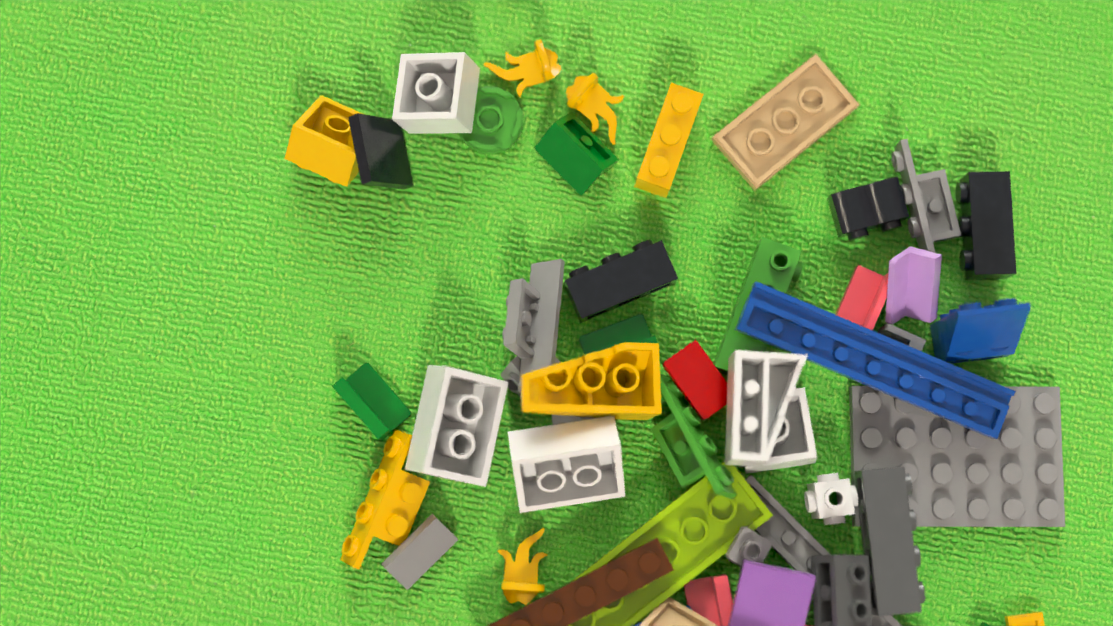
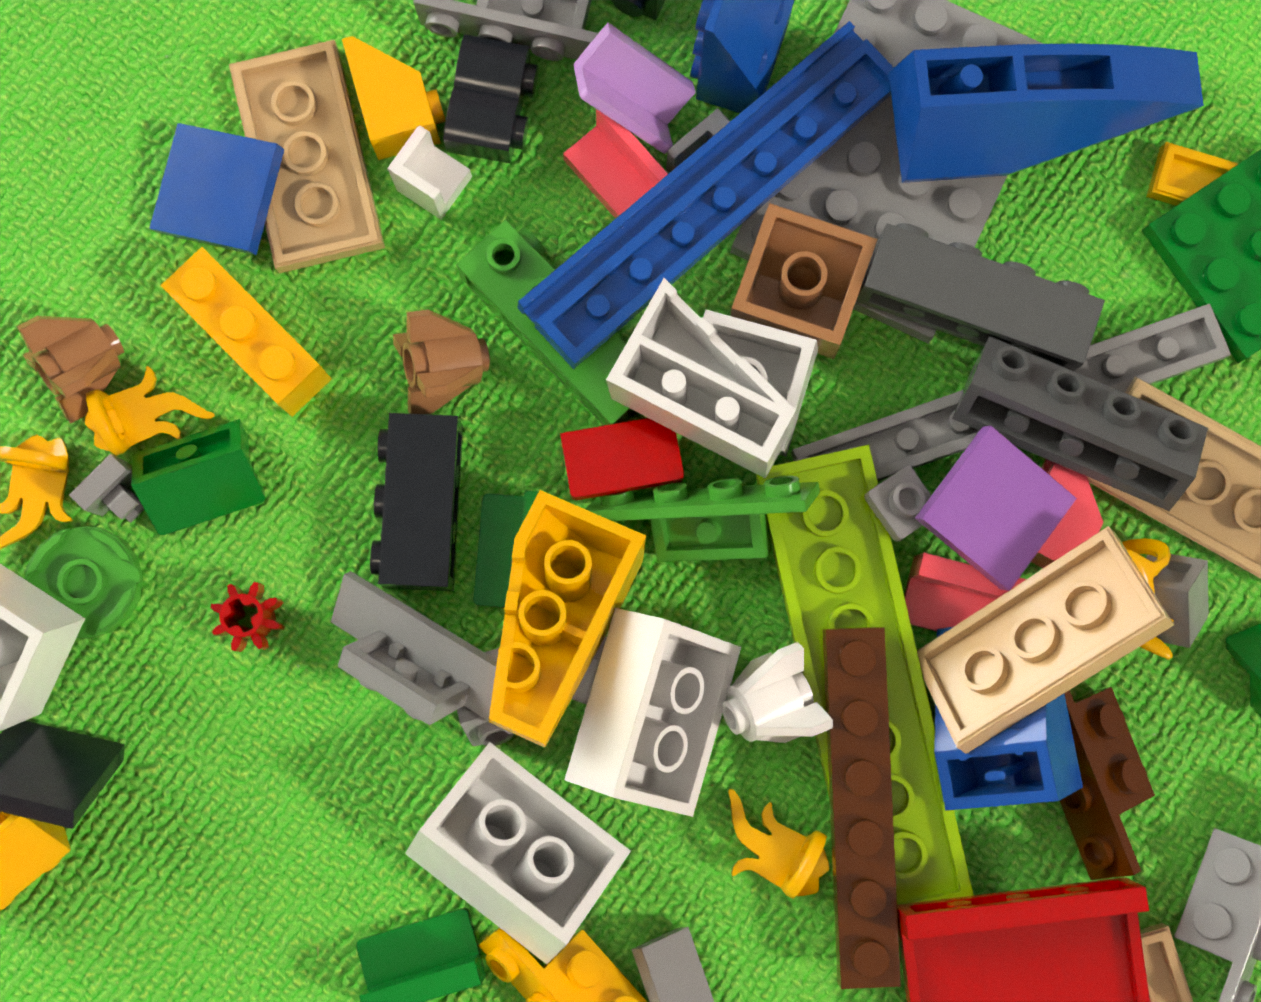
camera: 60 degrees left, 0 degrees up
(515, 227) = (232, 611): none -> red gear
(546, 110) = (108, 490): none -> light grey tile
(604, 528) = (774, 700): none -> white brick
(607, 54) = (71, 358): none -> medium nougat brick
(704, 252) = (439, 359): none -> medium nougat brick
(741, 83) = (217, 188): none -> blue tile
(808, 195) = (428, 174): none -> white panel
(818, 499) = (870, 368): white brick -> none
(839, 155) = (391, 98): none -> yellow slope
(850, 434) = (803, 277): none -> medium nougat slope
(1019, 521) = (1029, 103): none -> blue wedge

